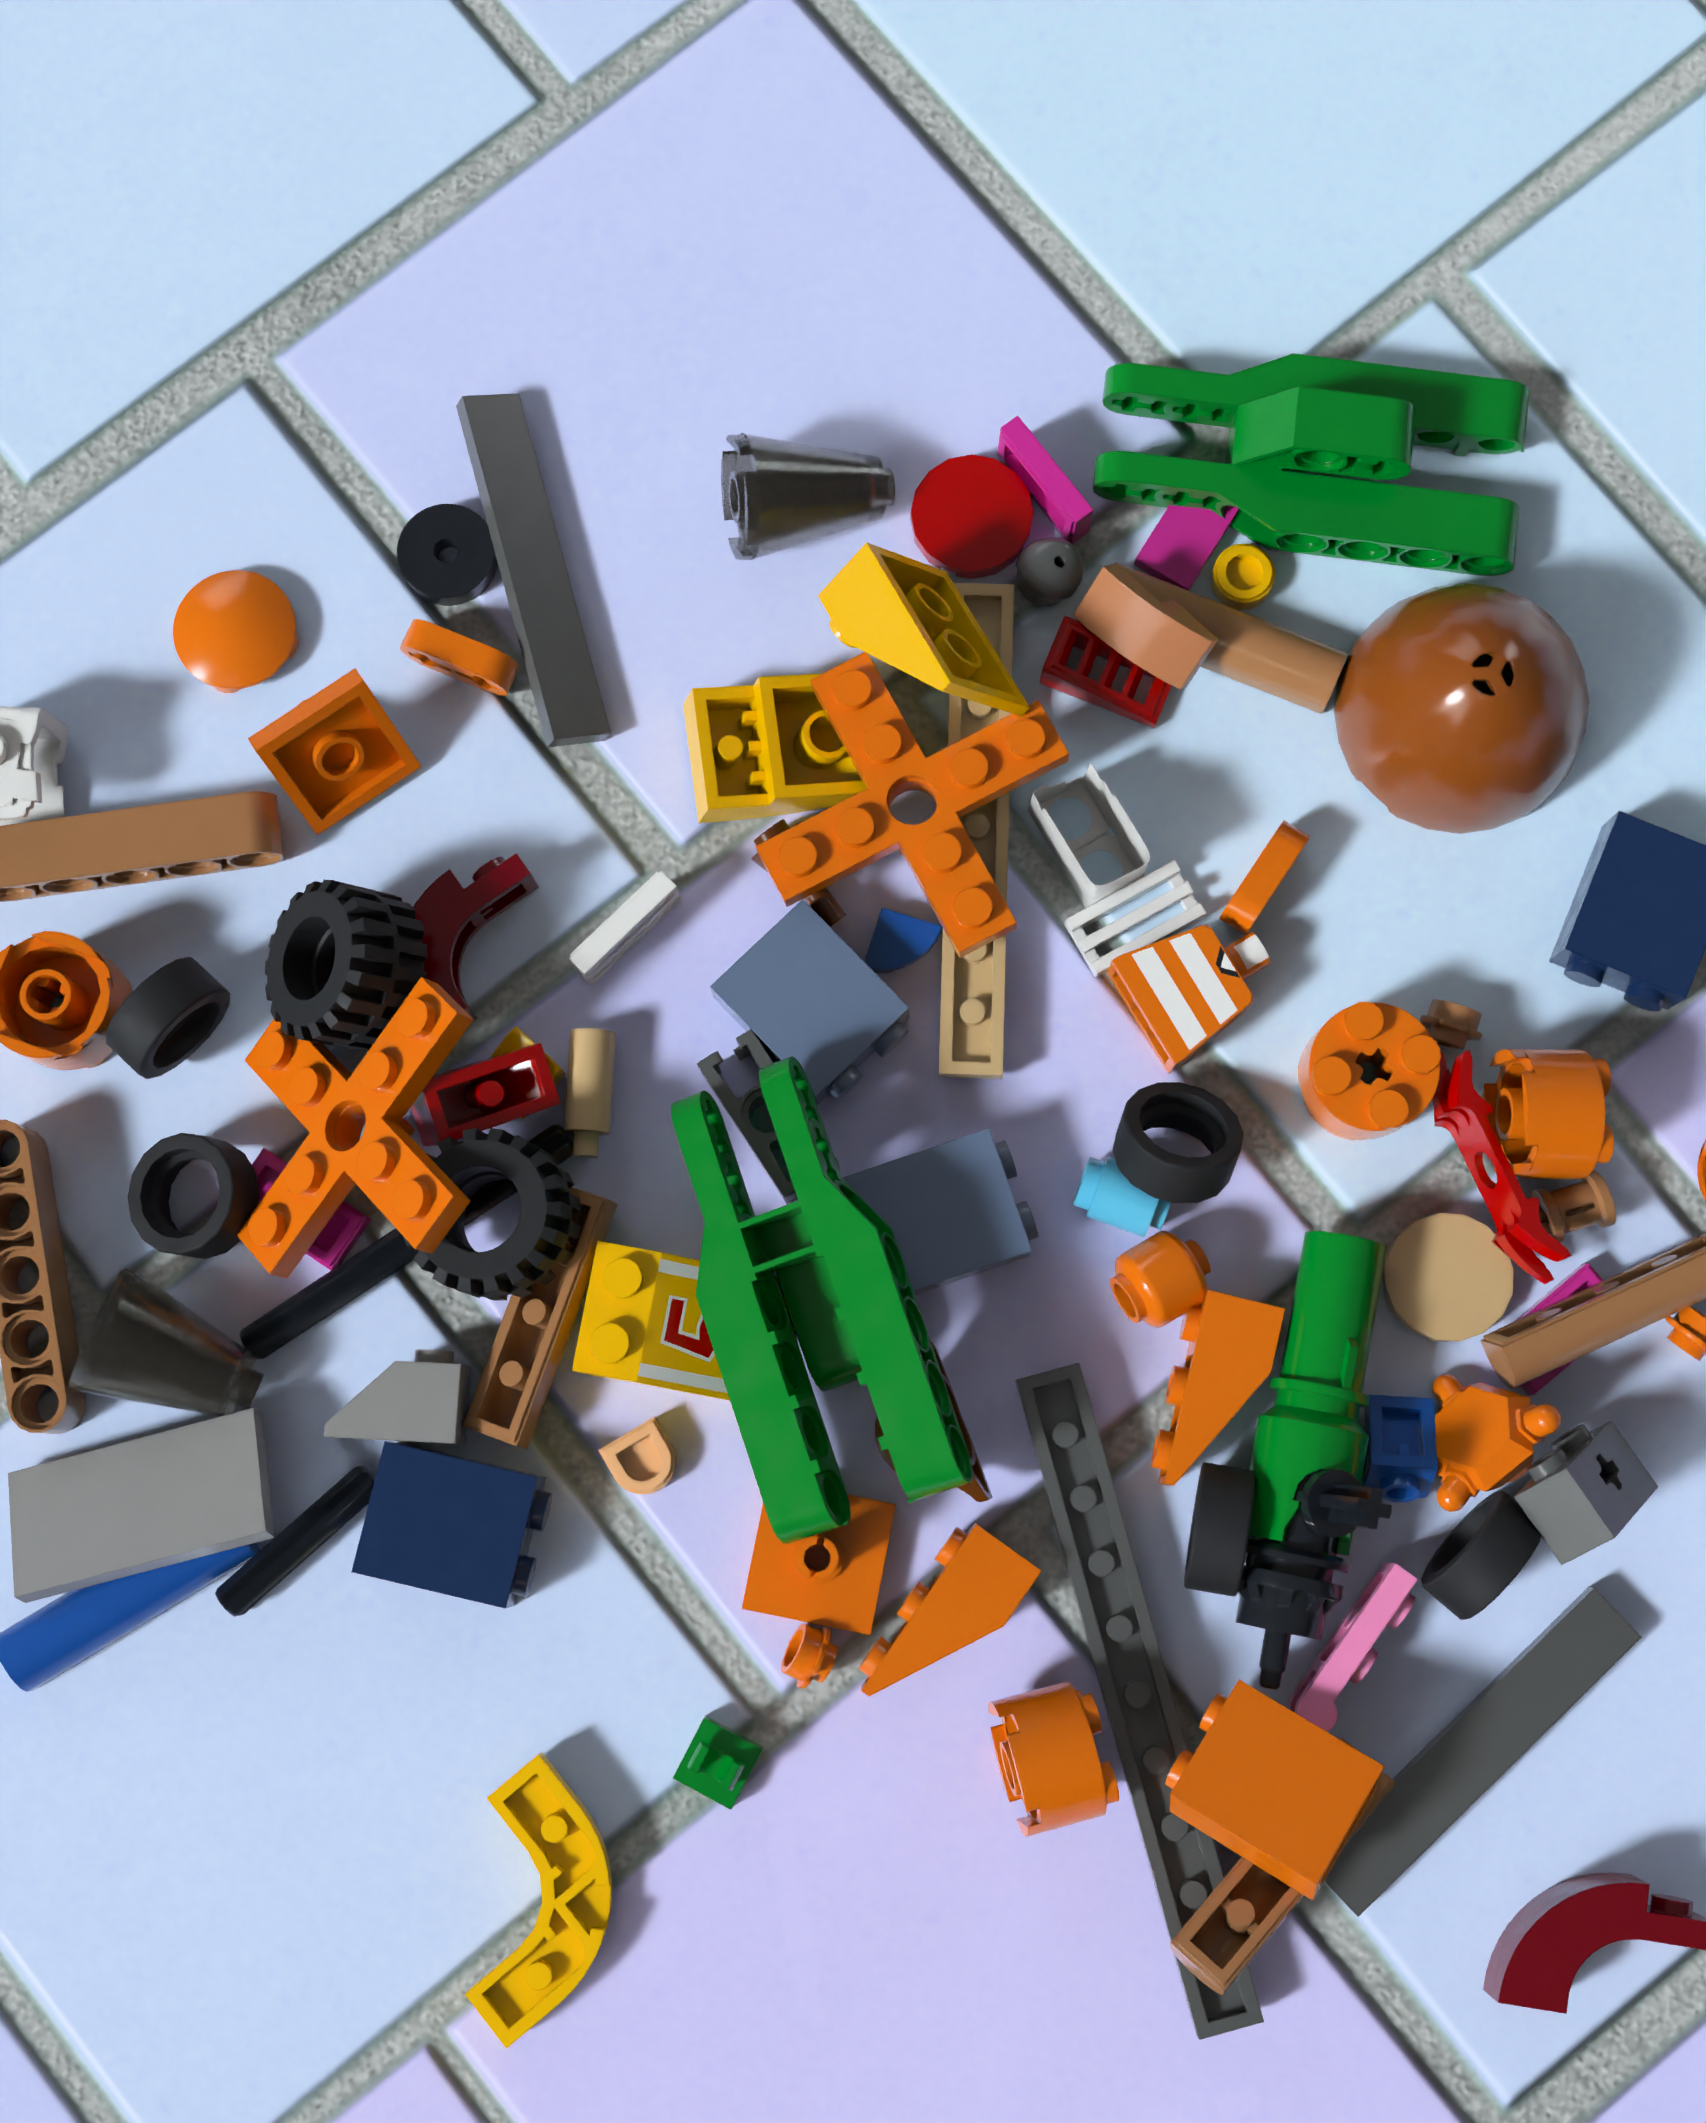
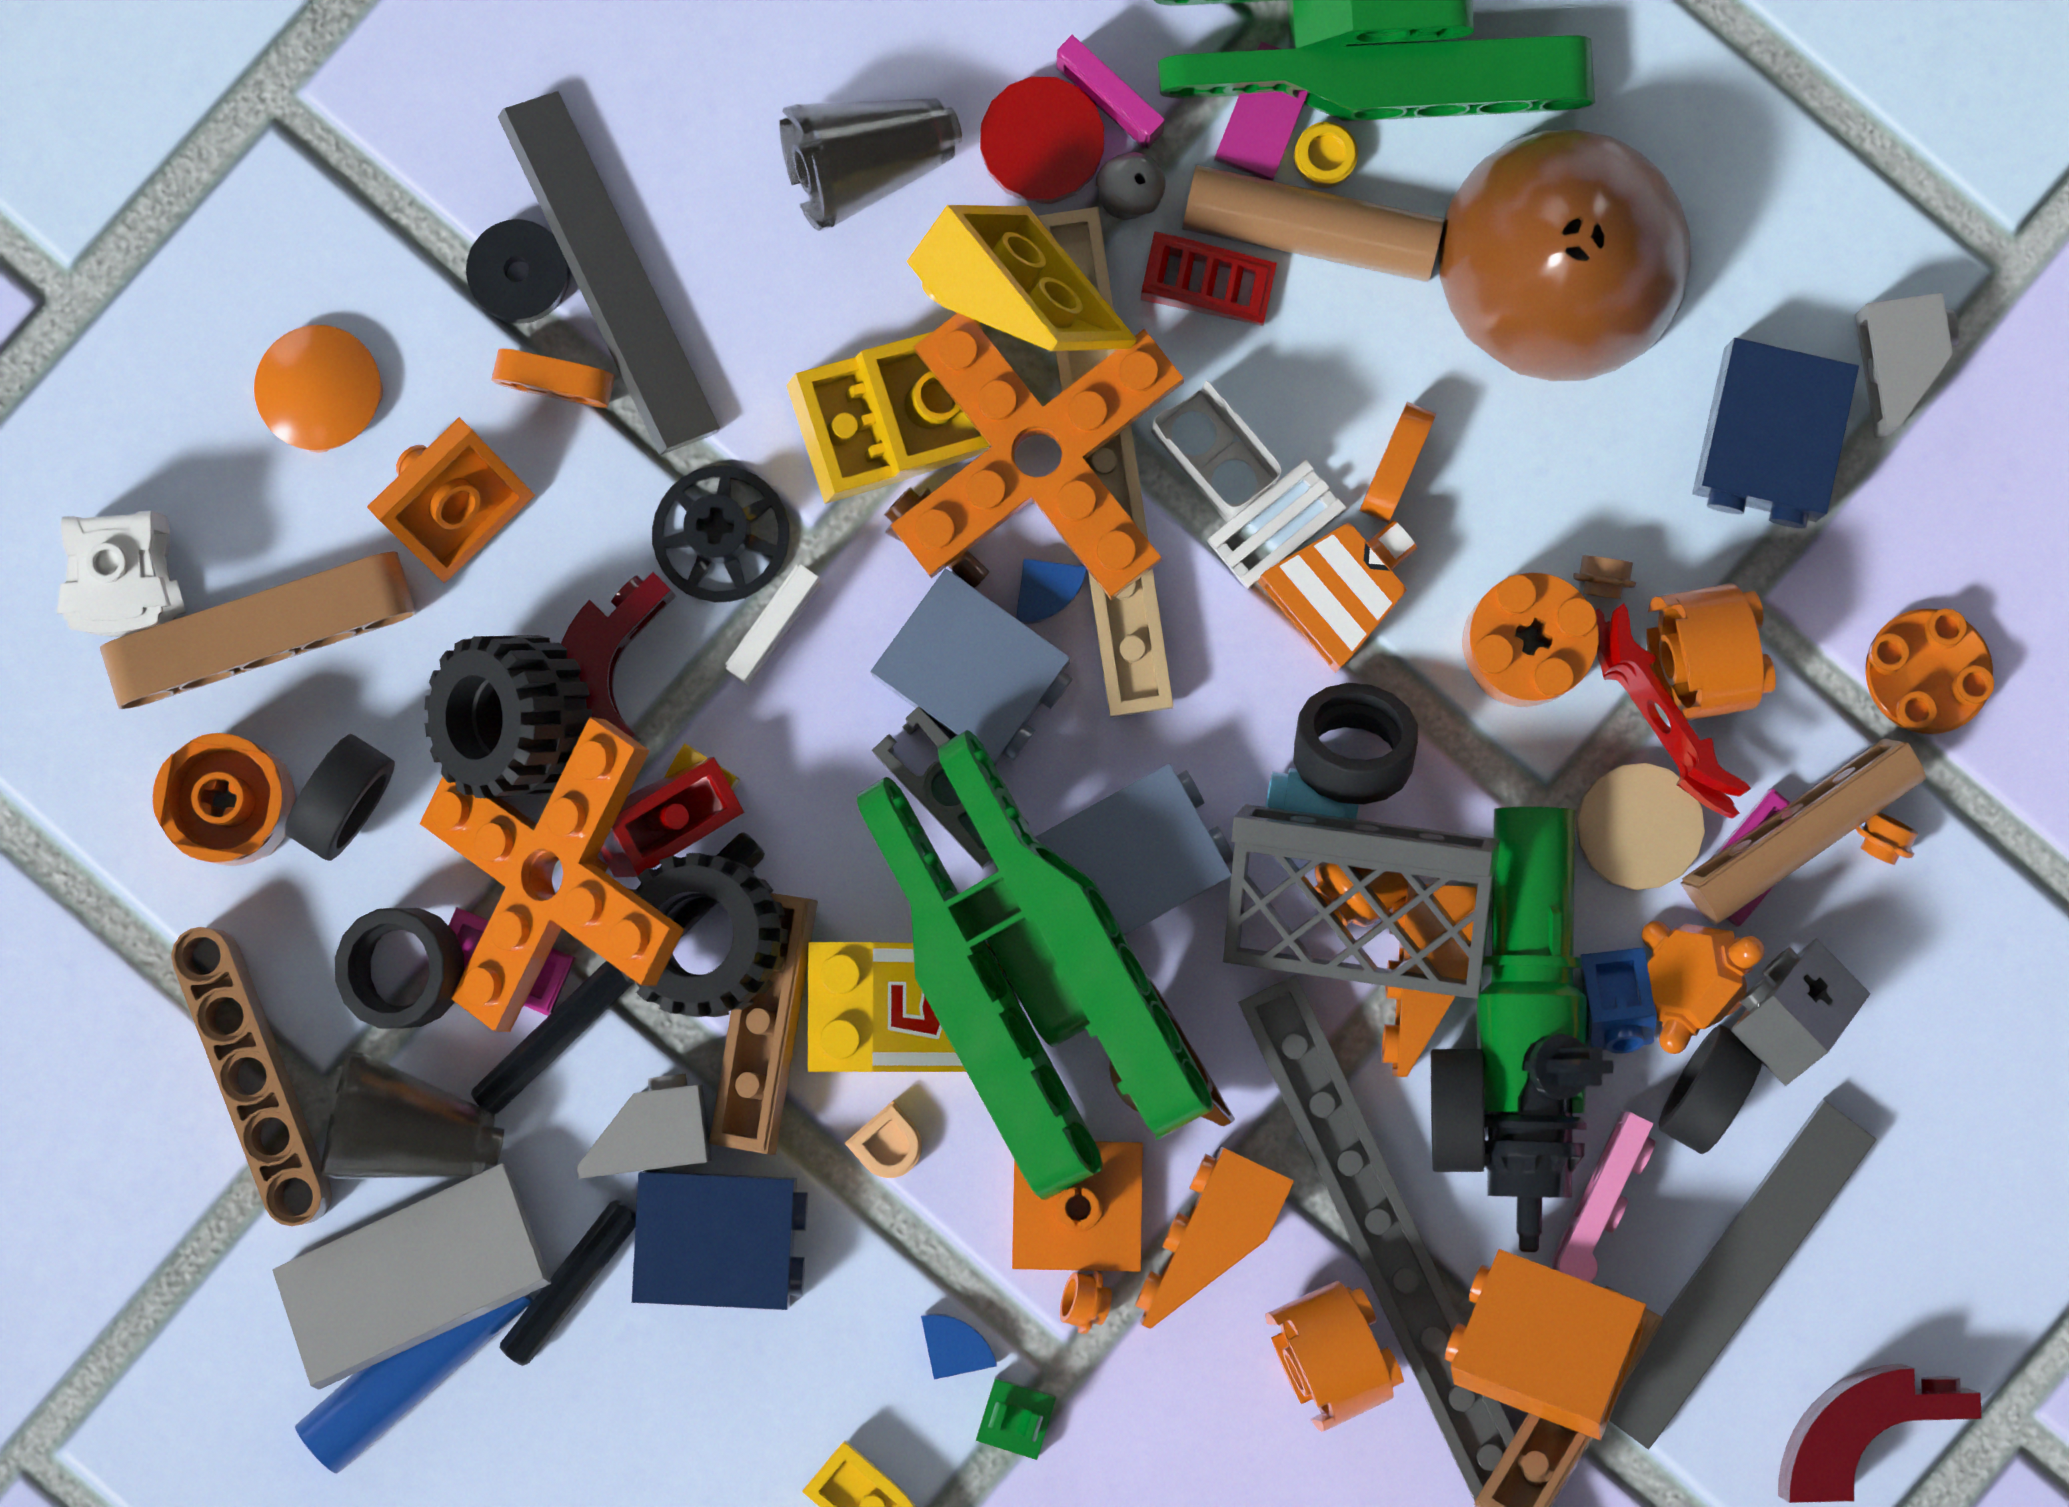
camera: 15 degrees left, 5 degrees up
(589, 1088) = (767, 791): tan cylinder -> none
(591, 832) = (720, 533): none -> black wheel
(670, 1677) = (955, 1346): none -> blue tile
(1139, 627) = (1243, 238): nougat slope -> none
(1173, 1244) = (1368, 846): none -> dark grey fence
(1576, 1206) = (1750, 737): medium nougat bush -> none

